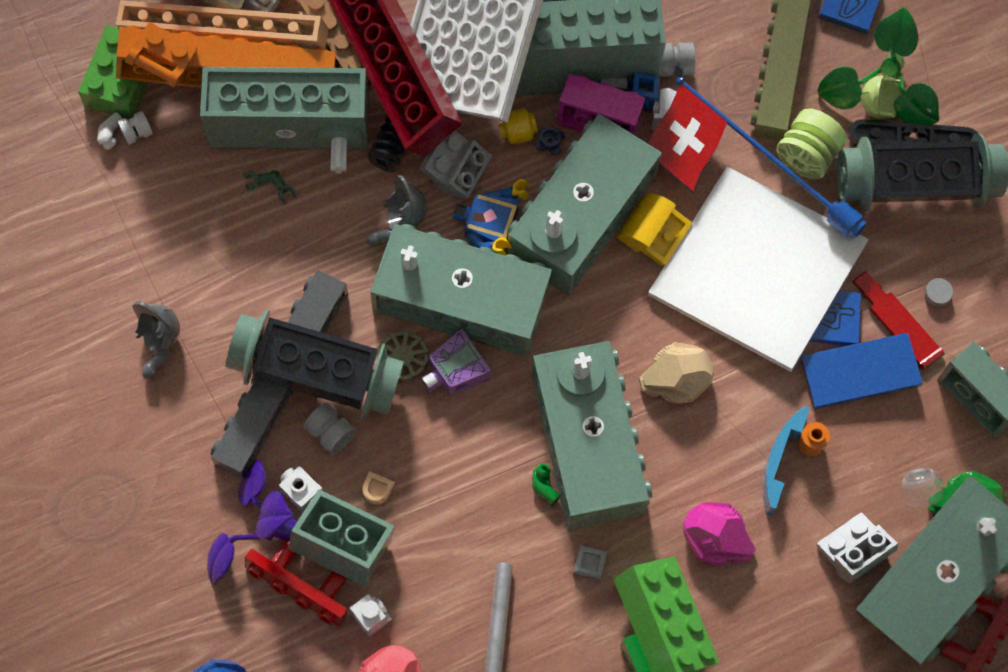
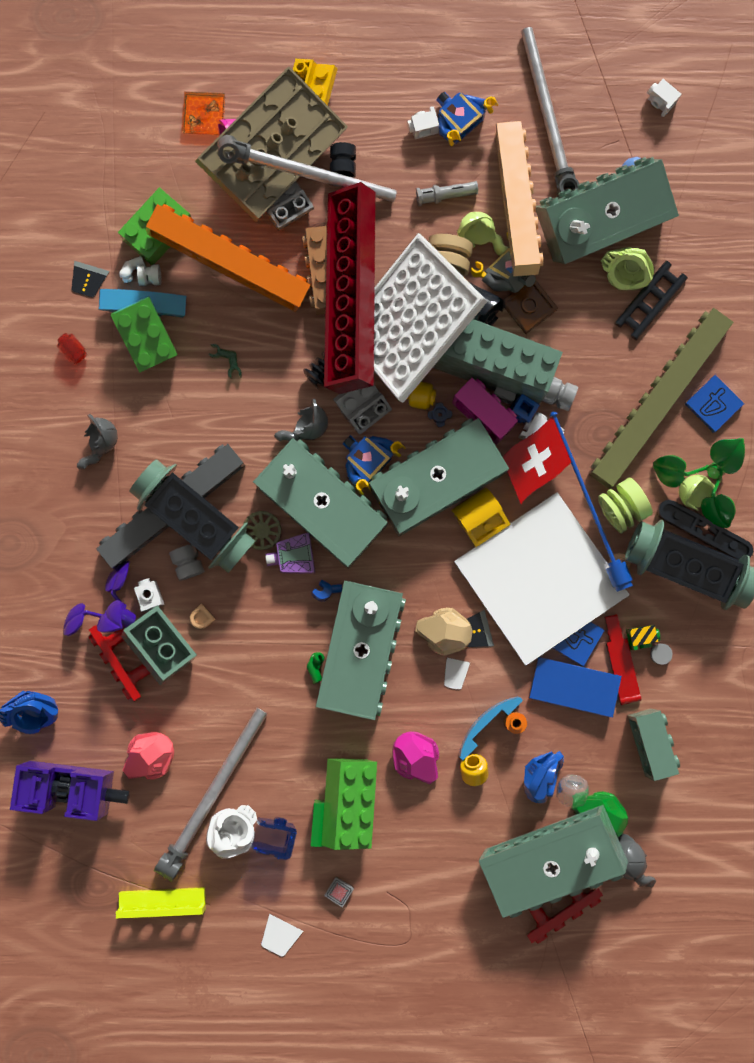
camera: 25 degrees right, 15 degrees up
(60, 165) = (87, 279): none -> black sticker
(76, 246) = (71, 348): none -> clear red brick
(142, 159) = (165, 303): none -> dark azure slope
(160, 189) = (144, 334): none -> bright green brick
(165, 48) = (183, 234): orange plate -> none
(230, 24) = (241, 225): light nougat brick -> none
(286, 109) = (259, 313): sand green piece -> none
(370, 614) = (156, 705): white brick -> none
(511, 391) = (327, 591): none -> blue piece
(590, 563) = (321, 735): light grey tile -> none
(714, 420) = (455, 673): none -> white sticker
(721, 360) = (481, 633): none -> black sticker
(794, 515) = (474, 770): none -> yellow head
(857, 547) = (506, 811): light grey brick -> none
(876, 486) = (542, 775): none -> blue helmet
(907, 280) = (642, 636): none -> brick

